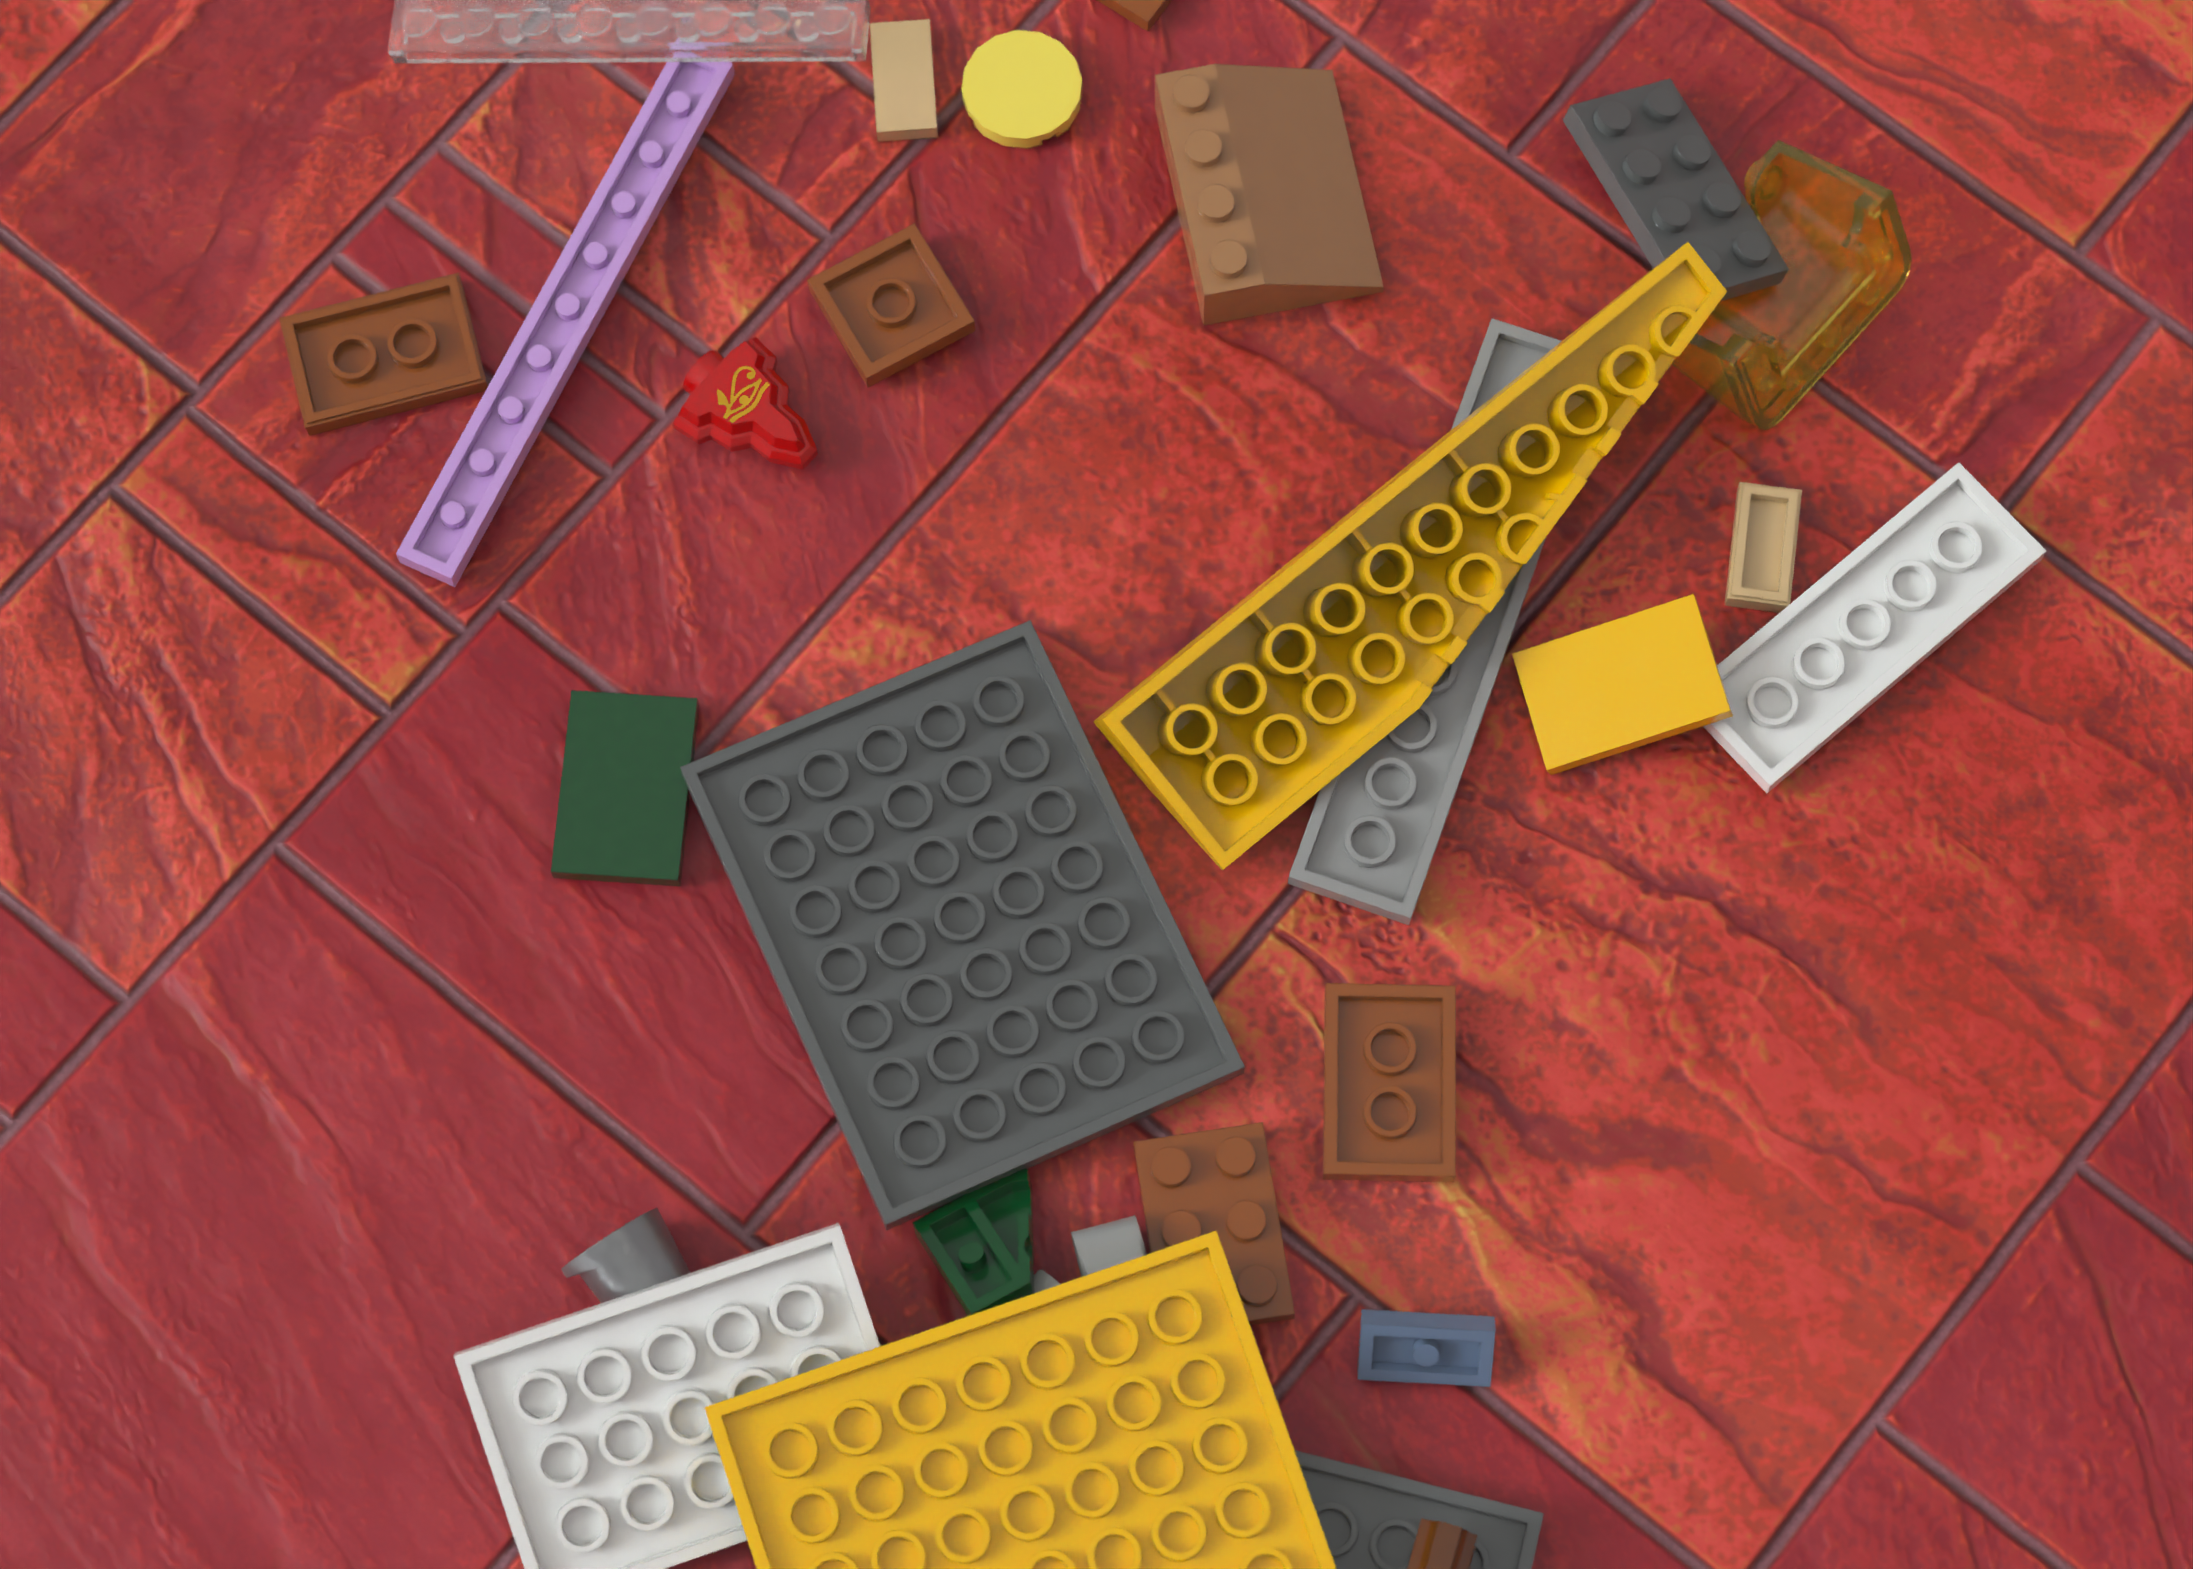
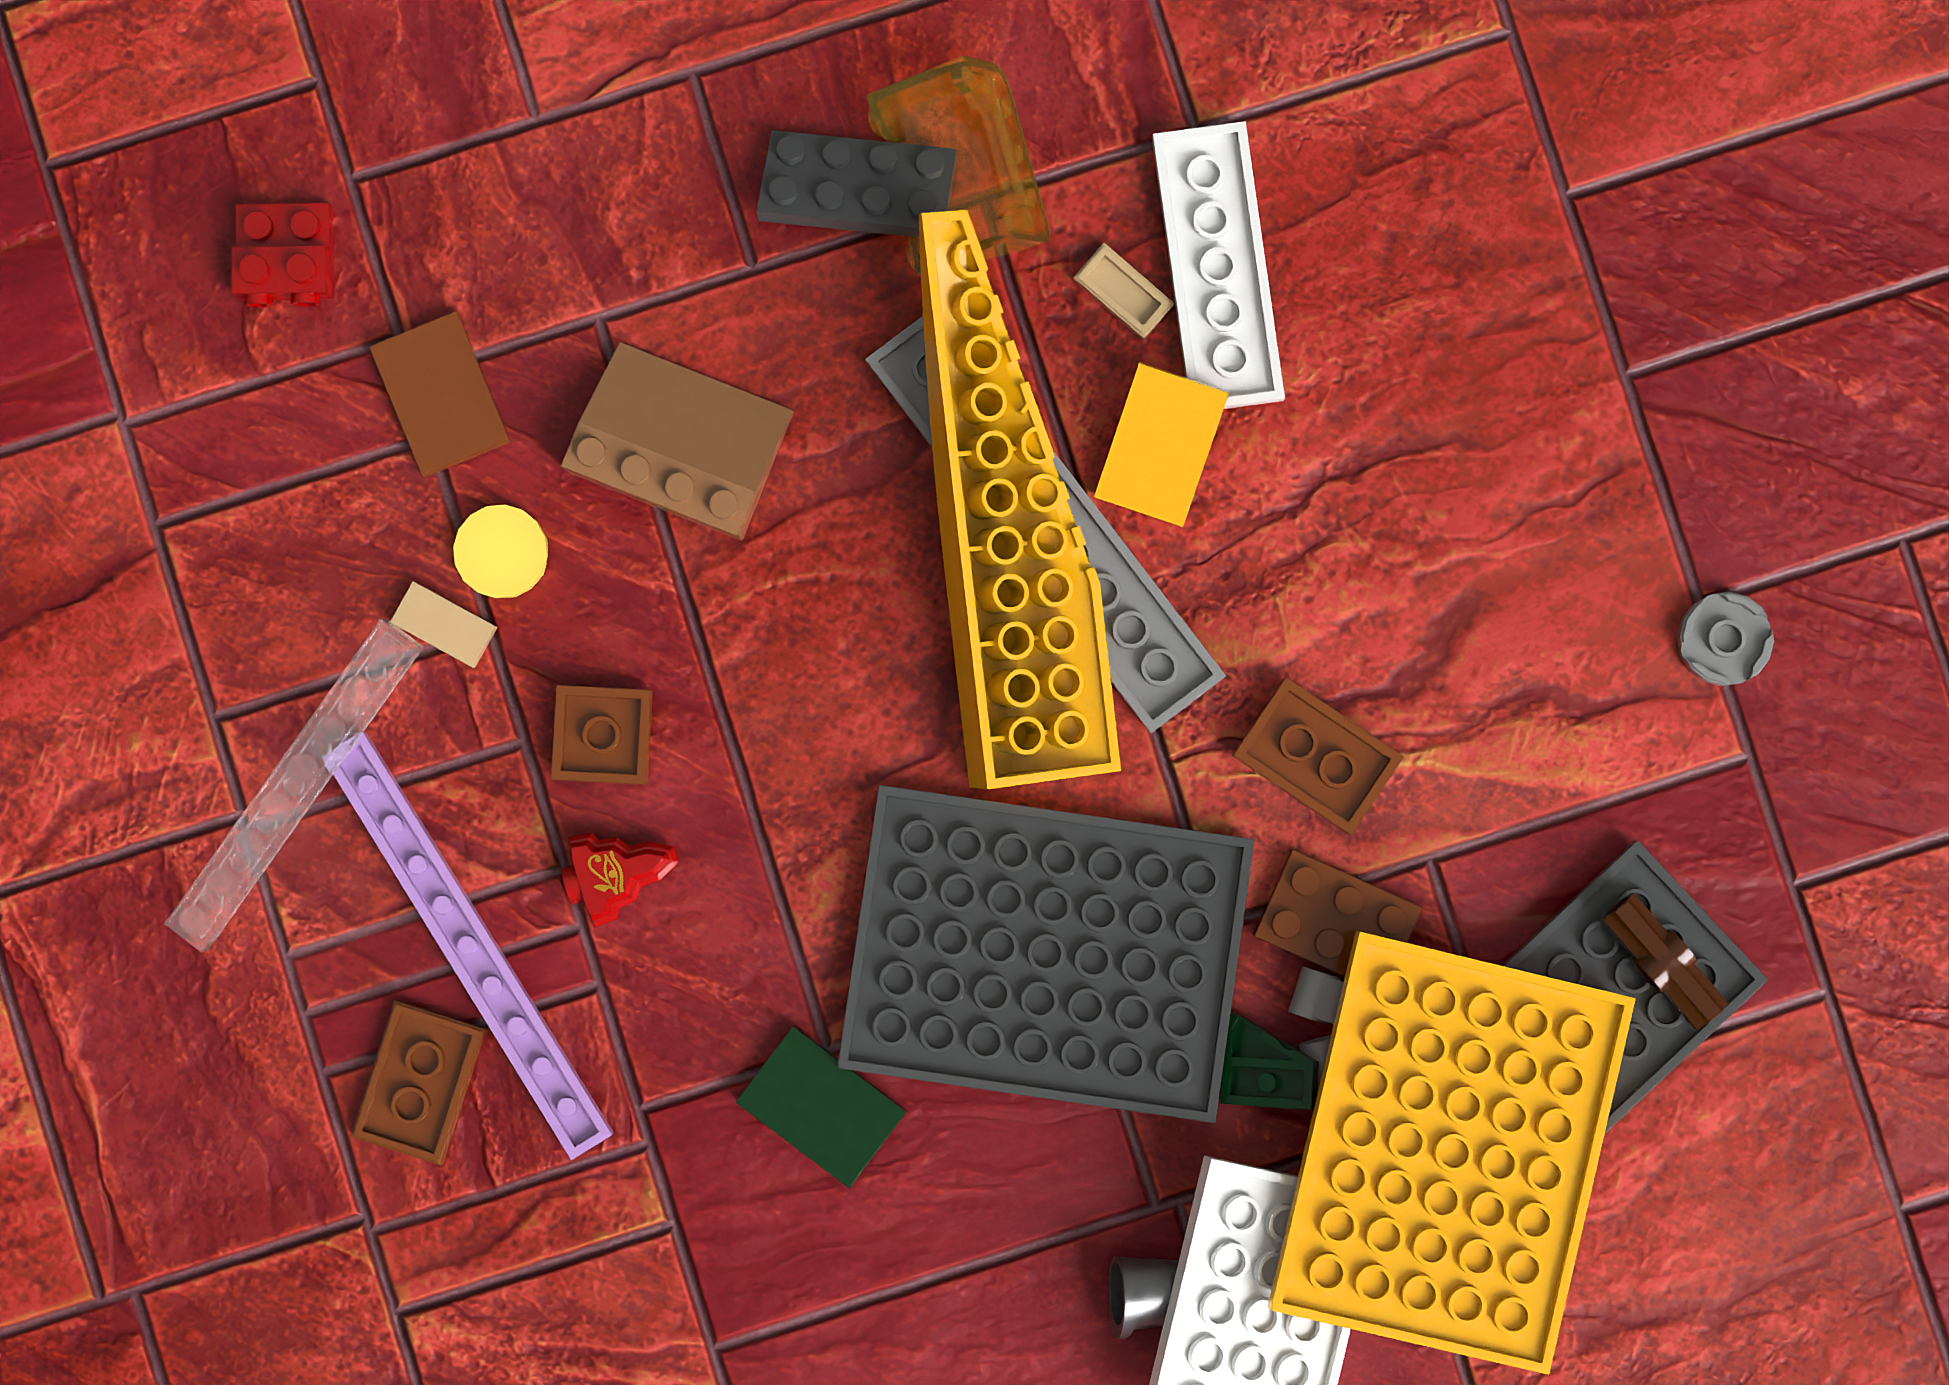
camera: 60 degrees left, 15 degrees up
(1426, 1348) = (1494, 843): sand blue plate -> none
(1853, 1474) = (1725, 639): none -> light grey tile

